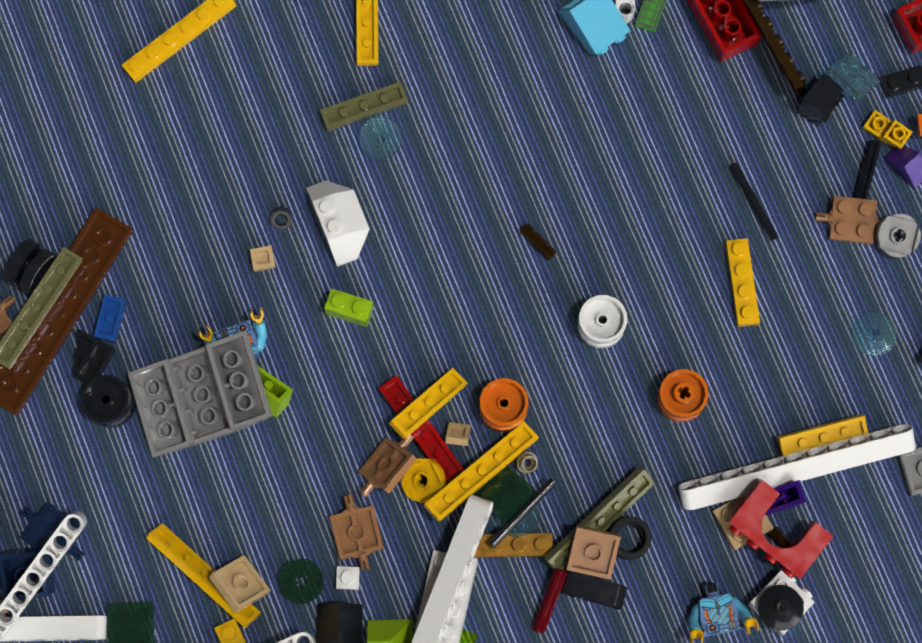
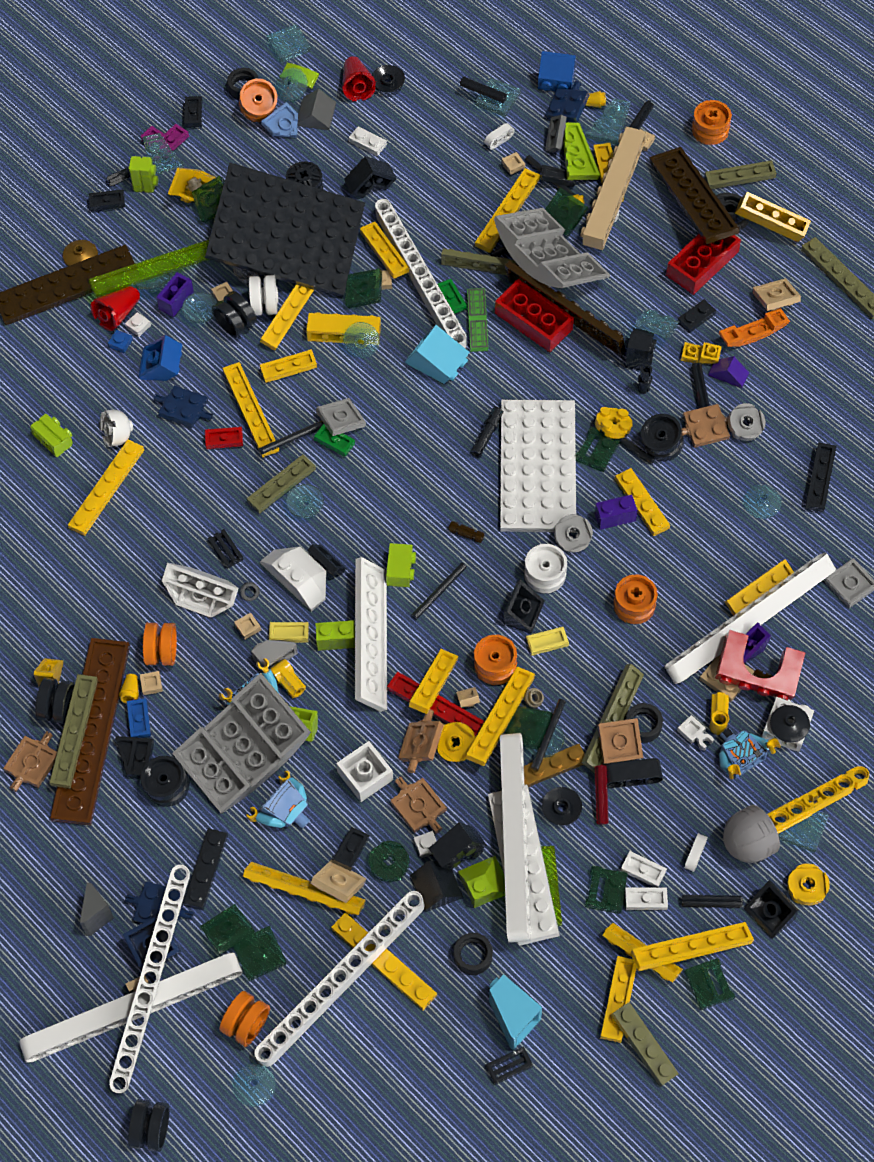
camera: 20 degrees left, 15 degrees down
(38, 227) = (48, 668): none -> yellow slope
(108, 588) = (227, 929): none -> clear green plate
(113, 282) = (129, 689): none -> yellow cone
(114, 511) = (205, 869): none -> black plate
(138, 283) = (151, 683): none -> tan plate
(161, 245) = (160, 644): none -> orange wheel
(218, 477) = (283, 805): none -> torso
(228, 197) = (199, 590): none -> white wedge
(268, 552) = (351, 849): none -> black plate
(273, 141) = (219, 537): none -> black tile
(275, 302) = (274, 652): none -> light grey slope
(278, 331) = (287, 678): none -> yellow piece
(303, 282) = (289, 631): none -> light yellow tile
(315, 474) = (364, 771): none -> white brick
(325, 27) = (224, 437): none -> red plate
(375, 215) = (330, 563): none -> black plate
(377, 596) = (457, 843): none -> black brick
(385, 323) = (370, 635): none -> white plate
(397, 56) = (291, 437): none -> black bar
(442, 76) = (339, 443): none -> green plate
(450, 253) = (400, 565): none -> lime brick
(459, 52) = (340, 416): none -> light grey tile
(480, 298) = (438, 591): none -> black bar
(500, 584) = (562, 797): none -> black dish
(559, 356) = (523, 608): none -> black slope
(570, 402) = (547, 641): none -> light yellow tile
(614, 128) = (490, 425): none -> black pin
(641, 282) = (562, 531): none -> light grey plate
(648, 194) = (537, 464): none -> white plate
(677, 568) = (694, 730): none -> white plate
(707, 285) = (615, 512): none -> dark purple brick
(715, 558) = (719, 712): none -> yellow piece
(725, 206) = (602, 453): none -> clear green plate
(757, 167) = (605, 419): none -> yellow plate
(791, 206) = (662, 437): none -> black wheel
(808, 140) = (645, 379): none -> black pin

